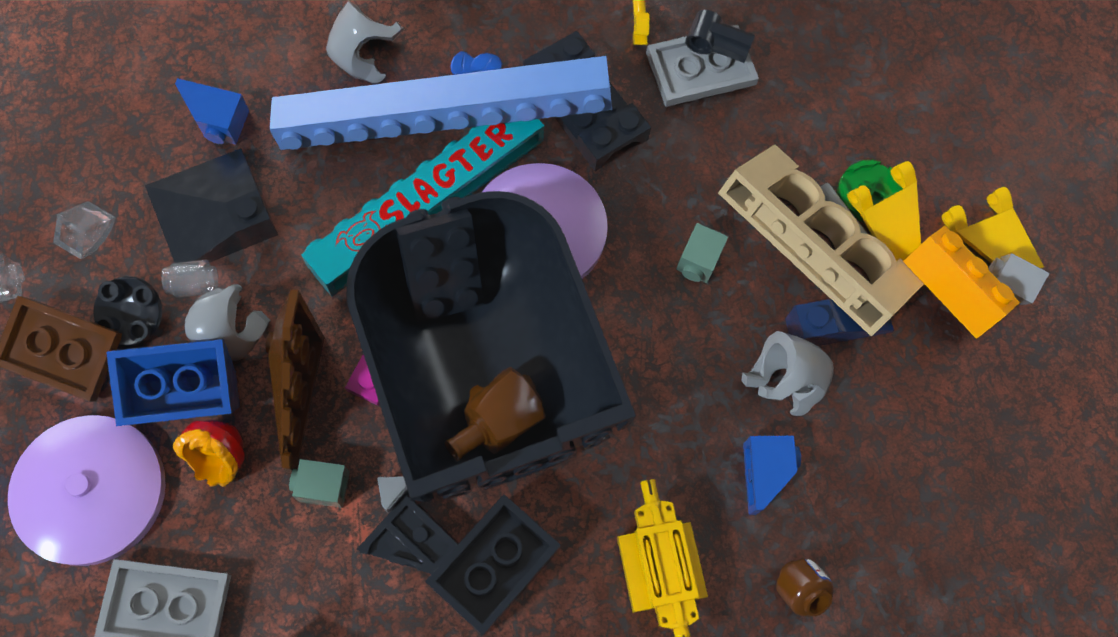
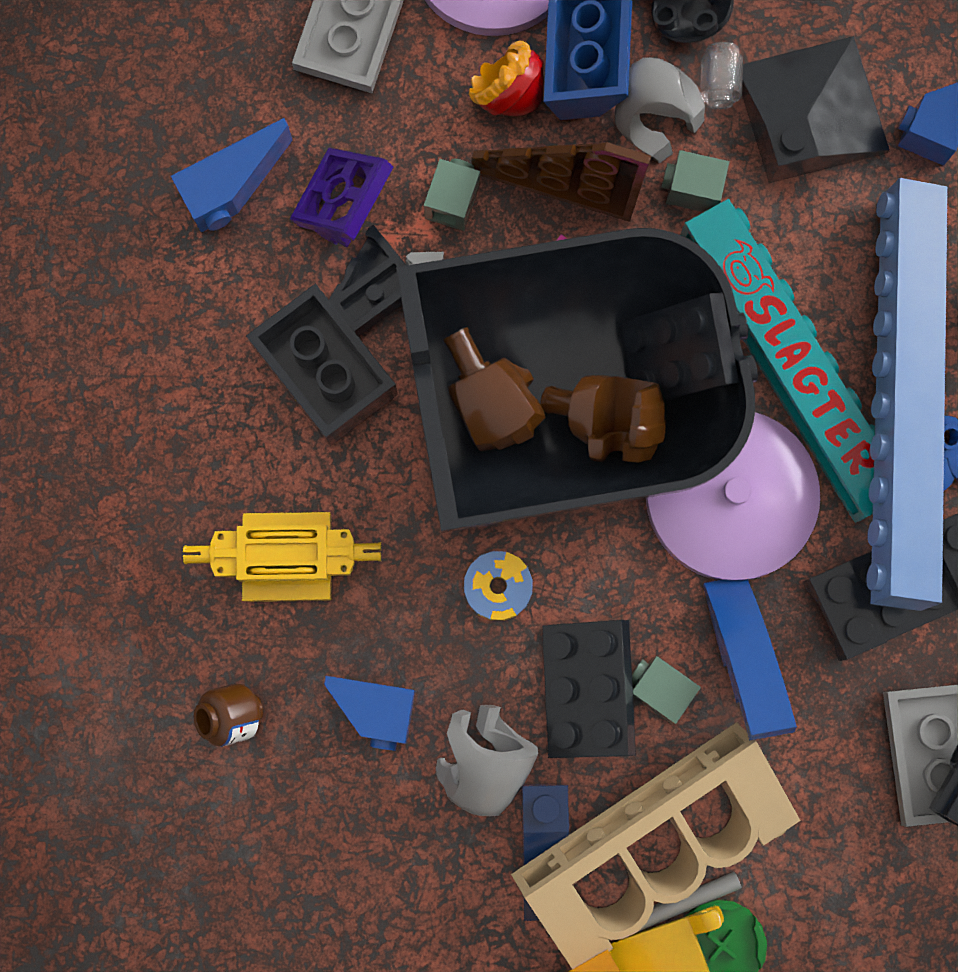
camera: 105 degrees right, 10 degrees up
(282, 277) = (695, 181): none -> sand green brick
(305, 598) = (336, 168): none -> dark purple piece
(499, 314) = (612, 415): none -> reddish brown piece
(659, 381) = (503, 566): none -> medium blue piece
(667, 189) = (749, 659): none -> blue slope
(715, 305) = (589, 689): none -> black plate

